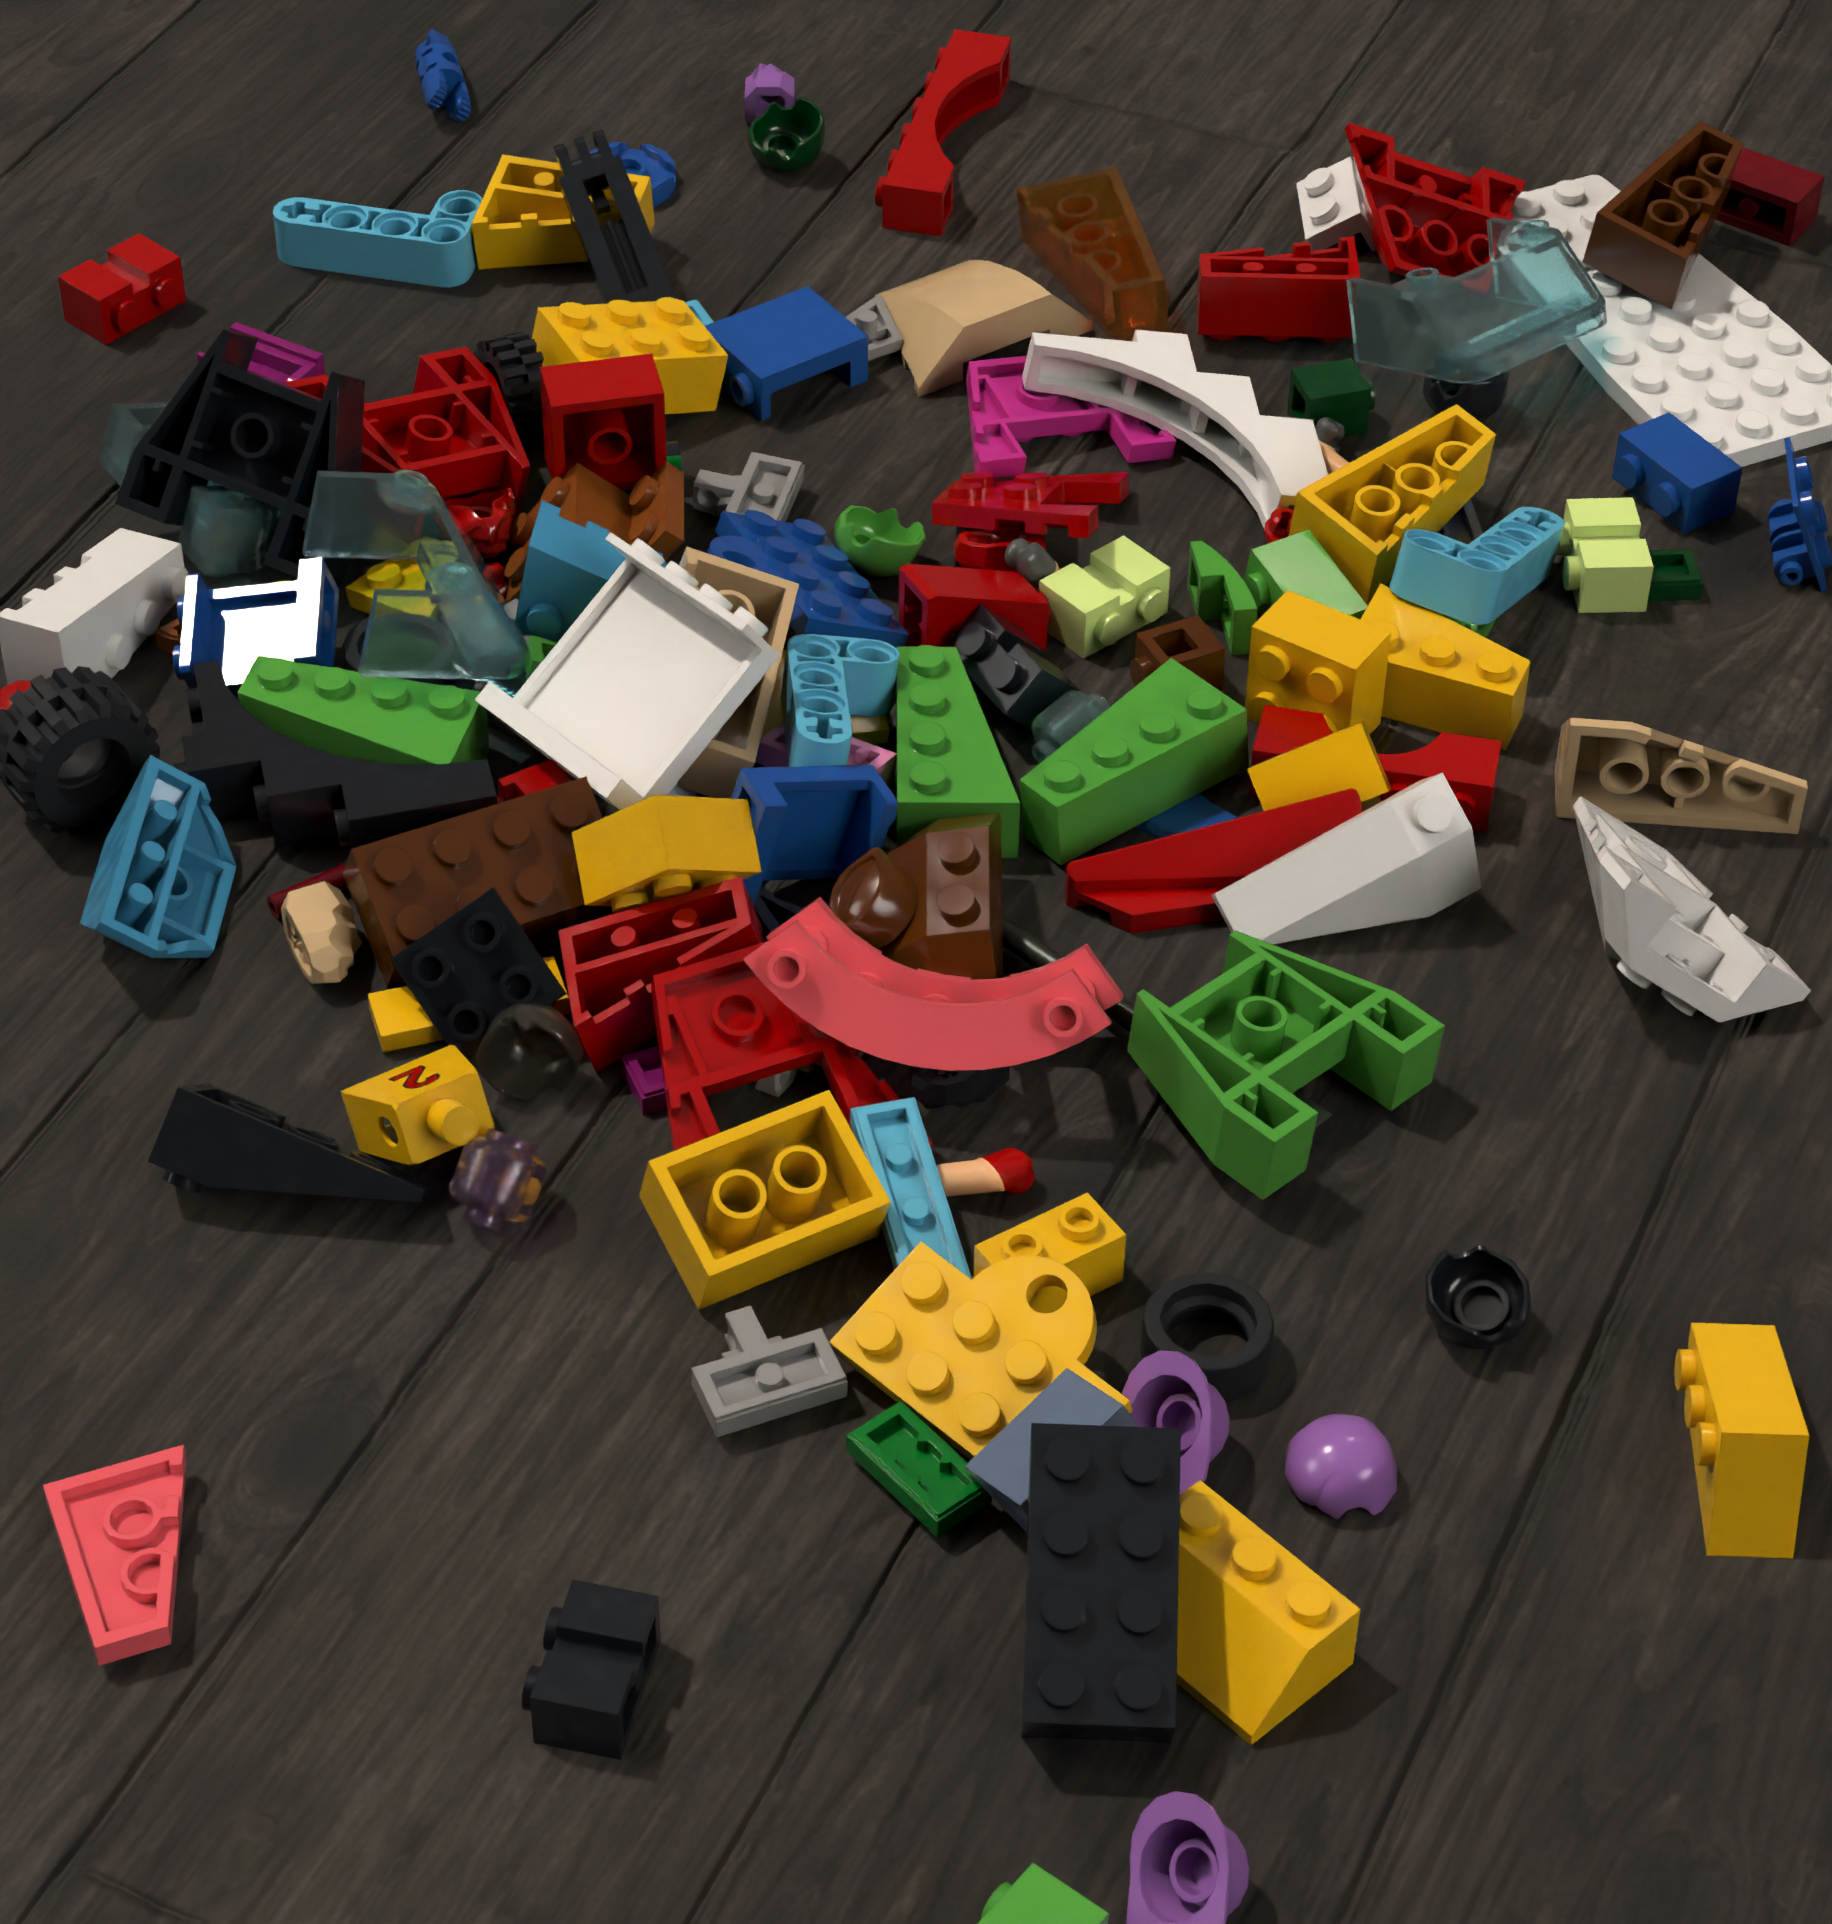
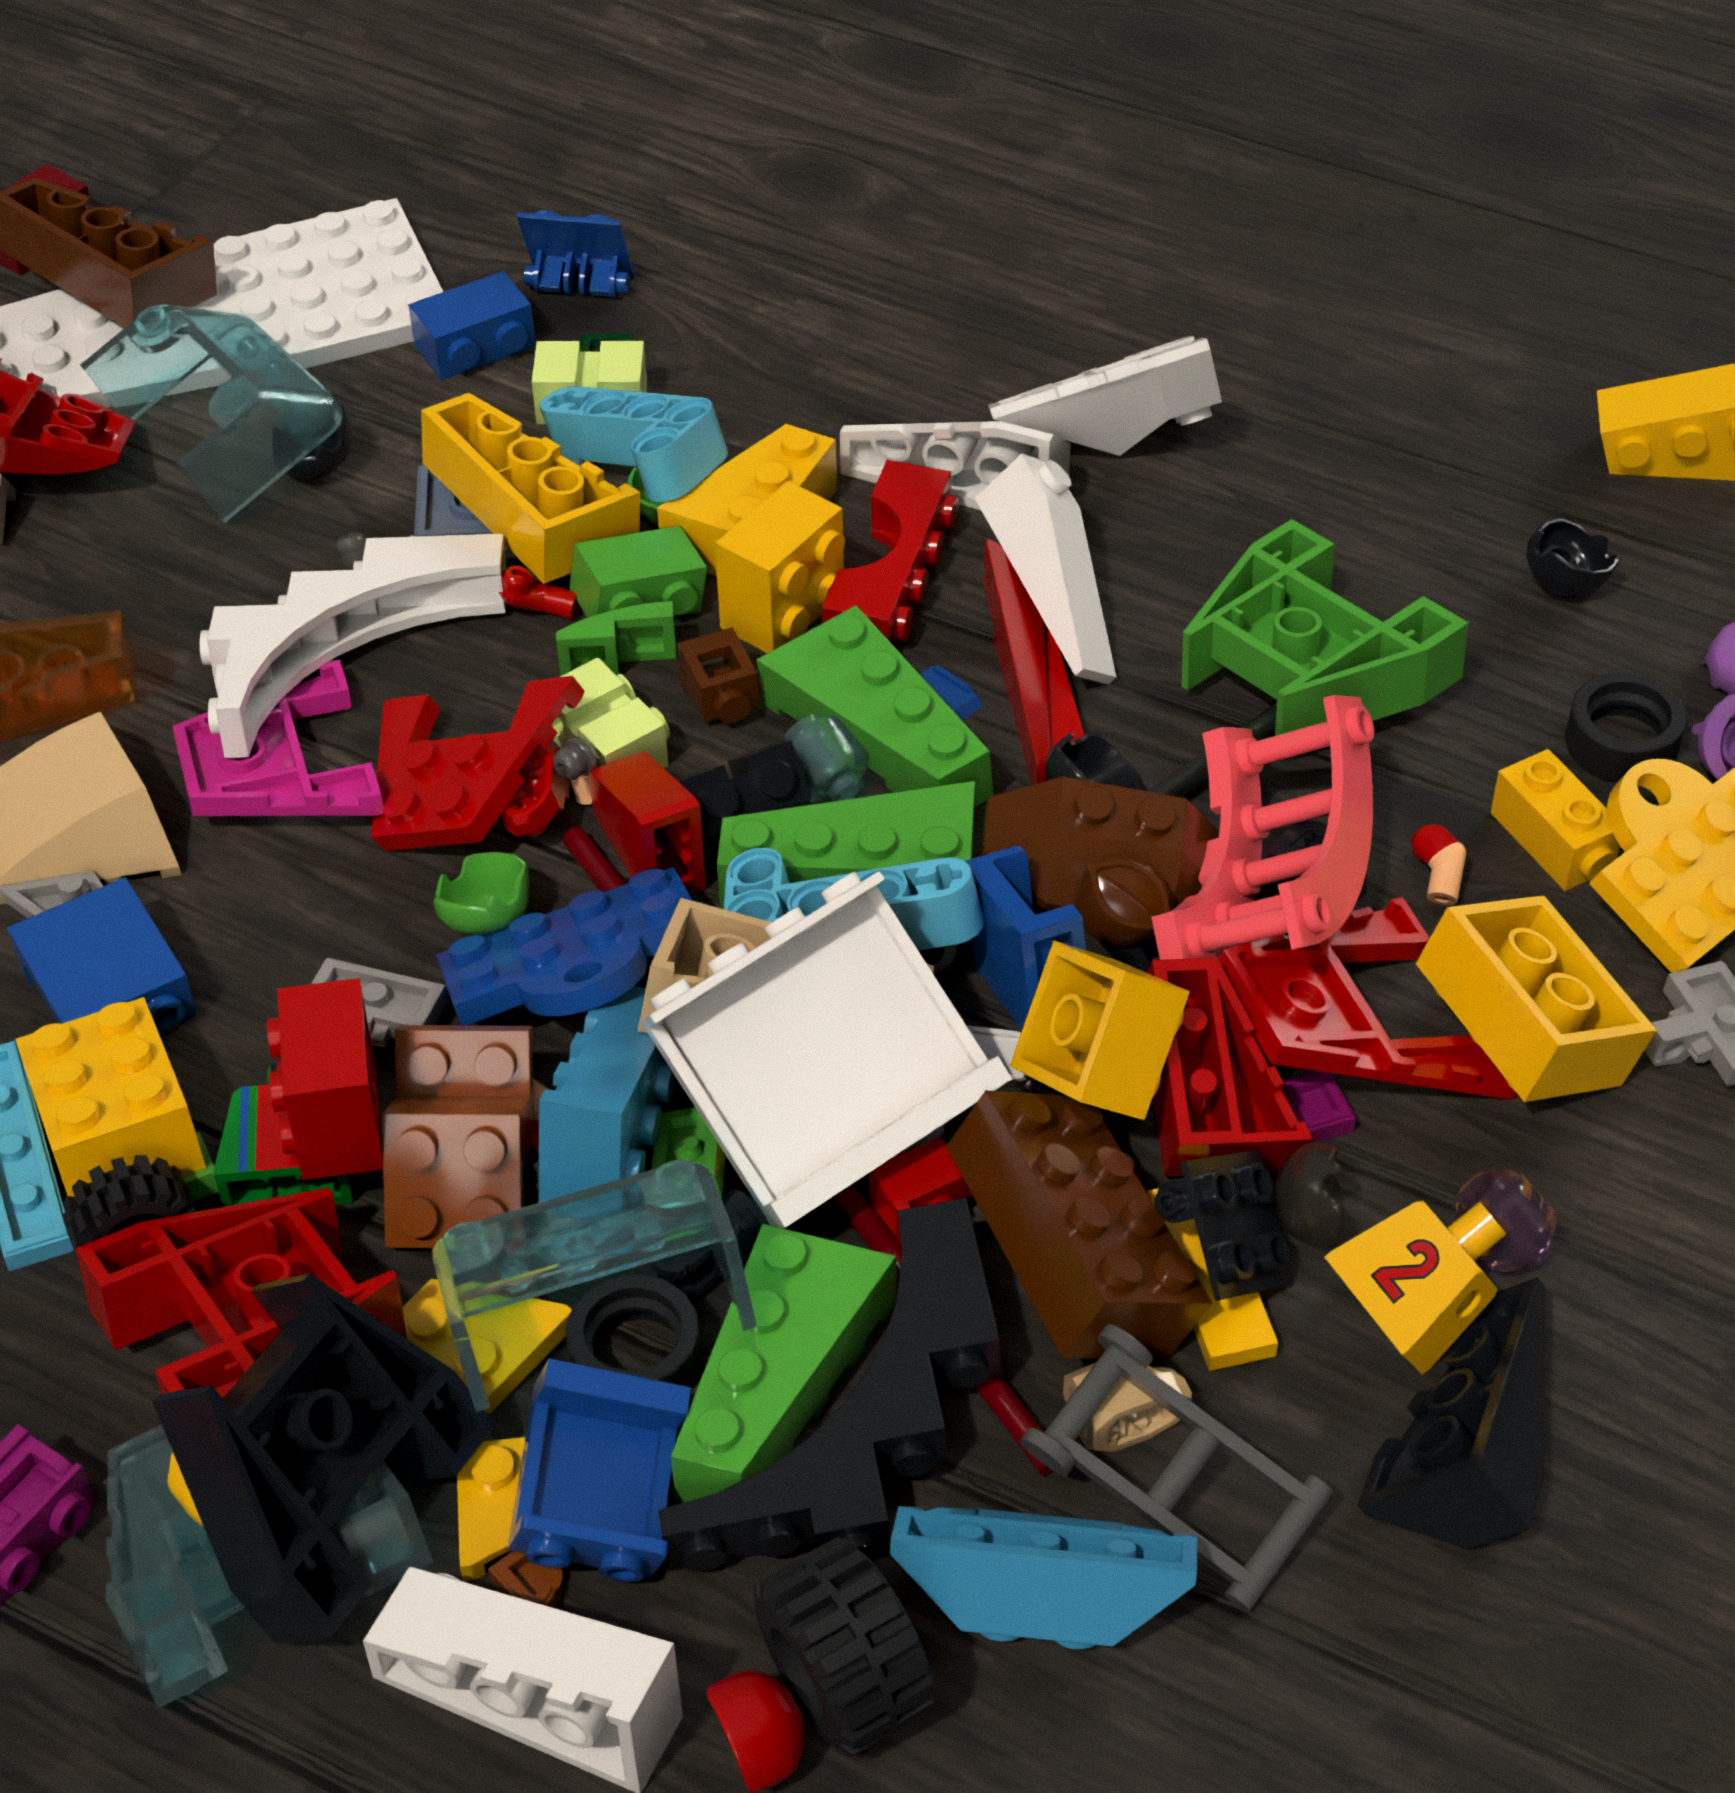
camera: 85 degrees left, 5 degrees up
(251, 873) = (1129, 1359): none -> dark grey piece
(486, 519) = (389, 1243): red hair -> none
(905, 1166) = (1416, 908): medium azure tile -> none
(1063, 902) = (1090, 760): none -> black hair
(1277, 294) = (121, 540): red wedge -> none
(1322, 768) = (941, 575): yellow brick -> none
(1334, 392) = (302, 535): dark green brick -> none
(1531, 830) = (968, 449): none -> white wedge
(1670, 781) = (921, 377): tan wedge -> none

